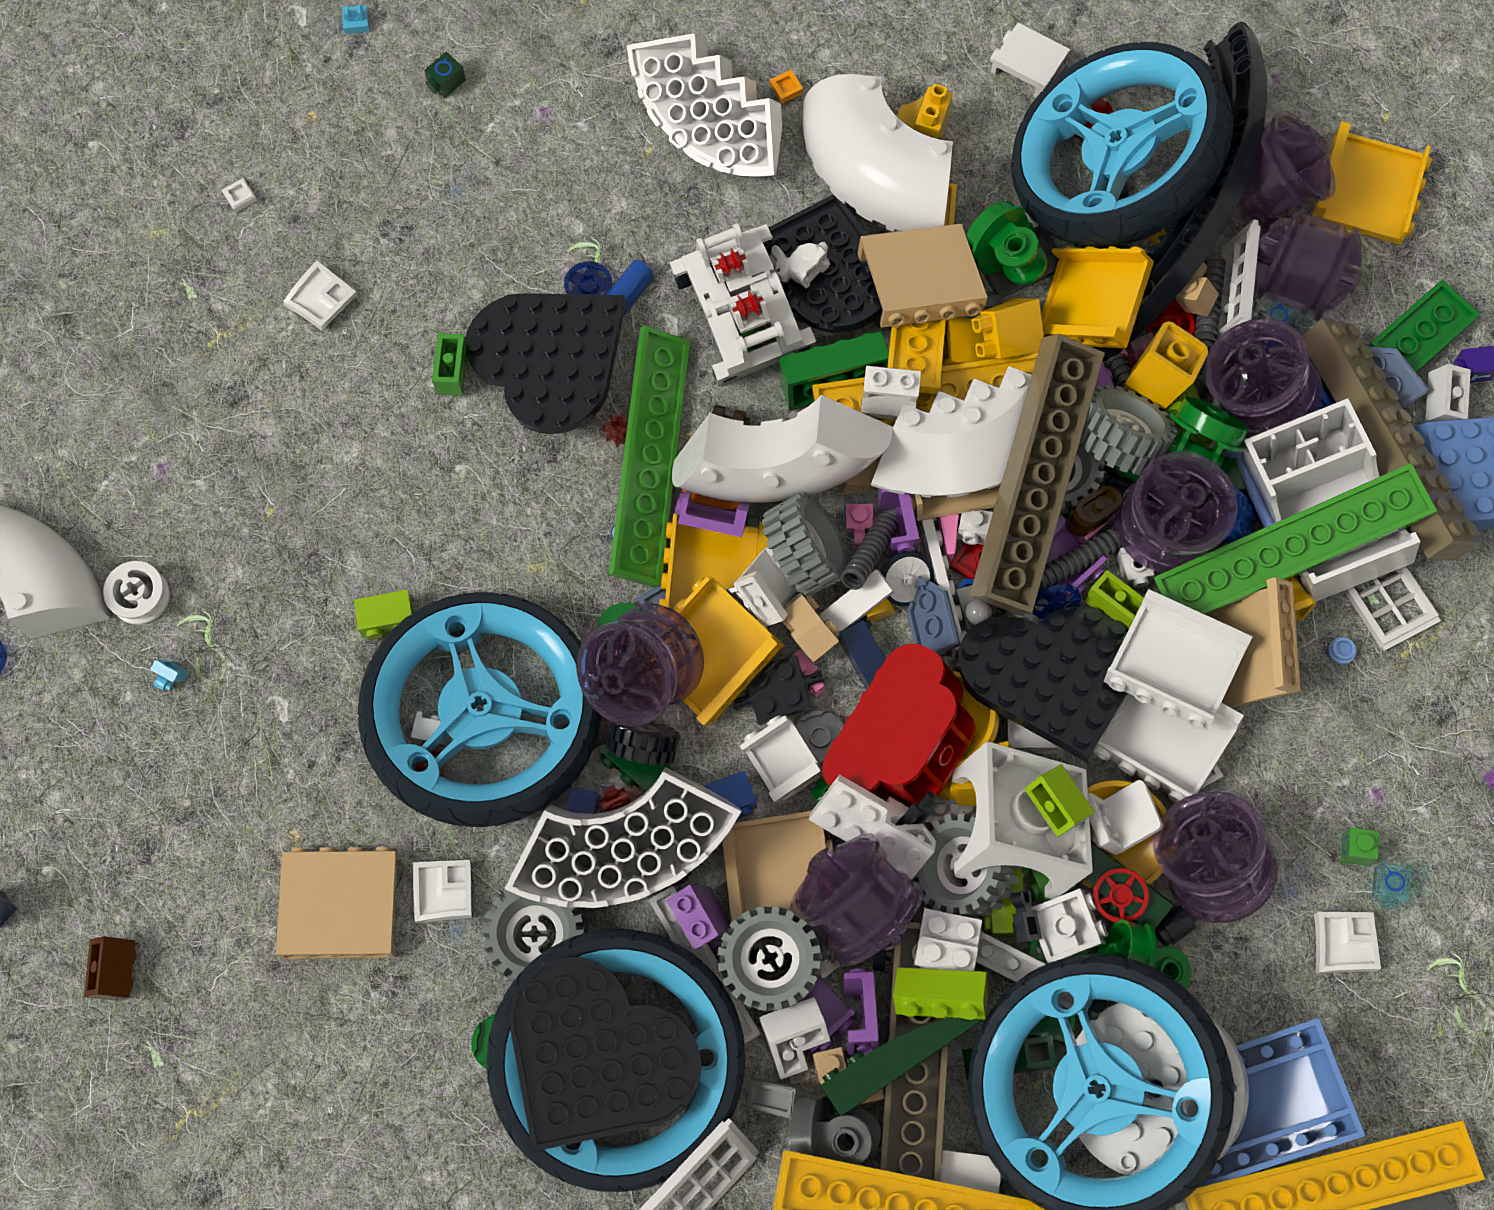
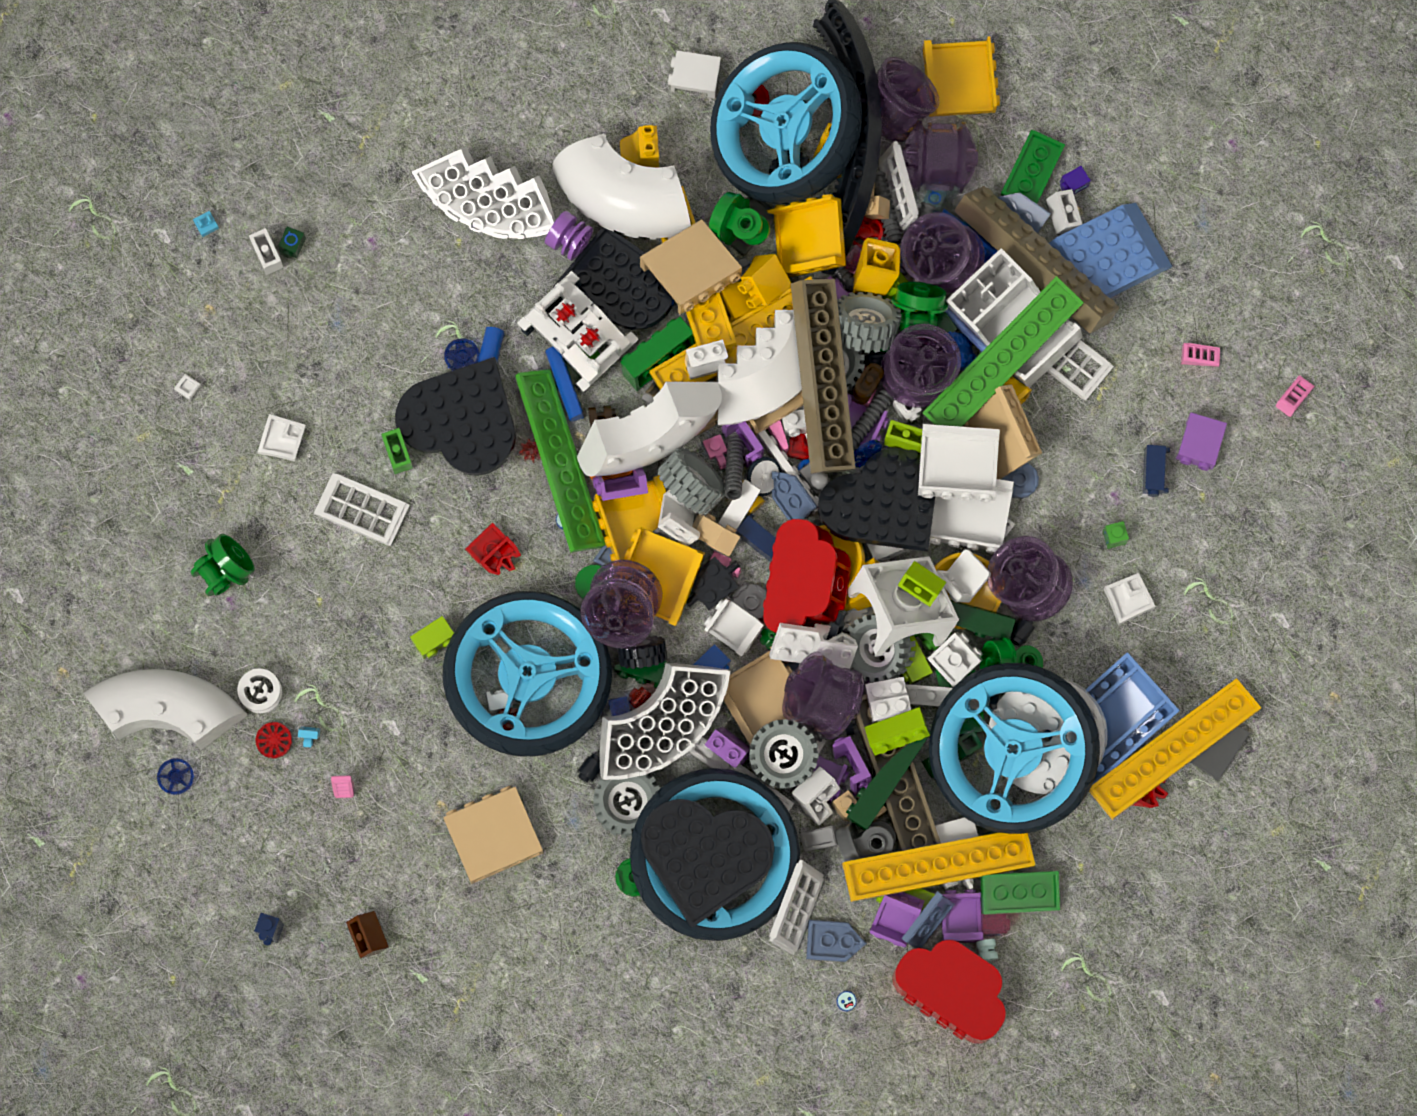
camera: 30 degrees left, 5 degrees up
(123, 663) = (273, 740): none -> red wheel
(168, 416) = (232, 559): none -> green piece
(176, 757) = (342, 786): none -> bright pink slope
(407, 72) = (266, 251): none -> white brick
(408, 453) = (394, 523): none -> white piece
(442, 890) = (554, 799): white plate -> none
(502, 868) = (589, 768): none -> black brick
(513, 534) = (492, 550): none -> red plate
(700, 368) = (564, 384): none -> blue brick
(784, 186) = (570, 236): none -> medium lavender wheel
(786, 86) = (534, 158): light orange plate -> none
(802, 264) = (607, 288): white animal -> none
(1025, 920) = (929, 666): black plate -> none
(1121, 894) = (981, 625): red wheel -> none
(1259, 723) = (1024, 480): none -> sand blue tile
(1342, 650) = (1059, 411): light blue plate -> none
(1391, 885) = (1143, 551): clear light blue brick -> none
(1448, 780) = (1154, 470): none -> dark blue brick

